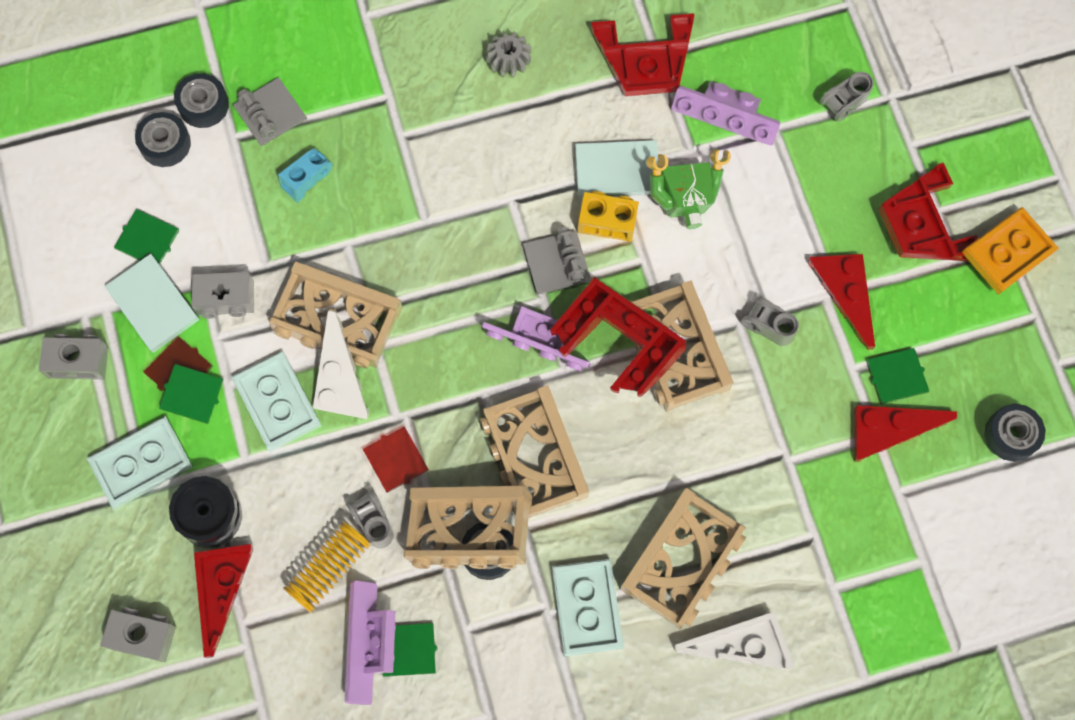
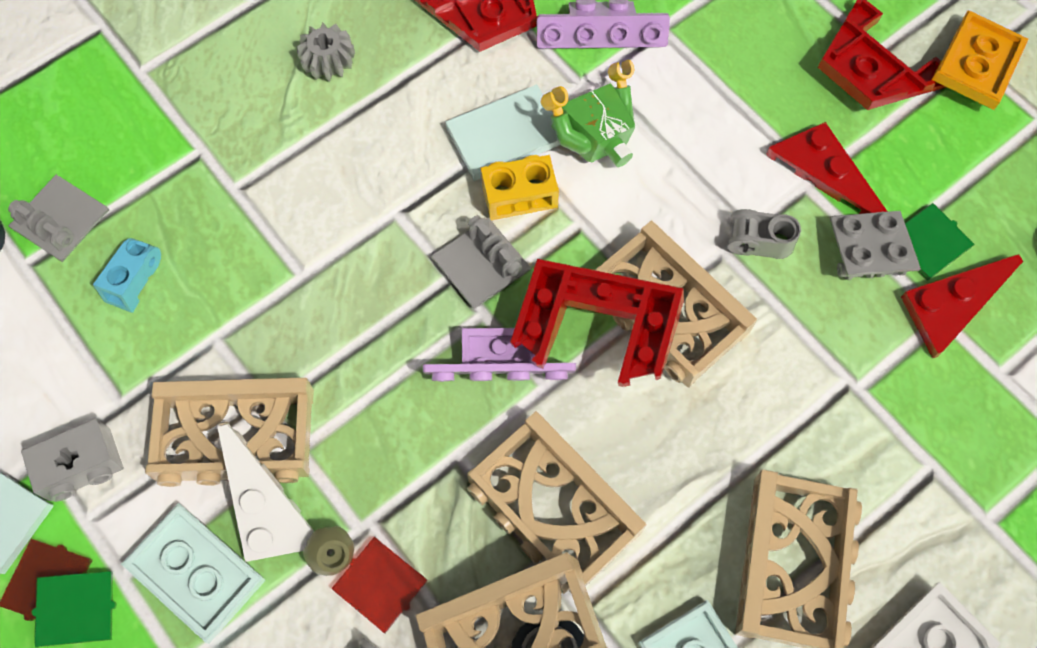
camera: 20 degrees left, 5 degrees down
(368, 415) = (320, 542): none -> olive plate
(849, 361) = (873, 245): none -> light grey hinge

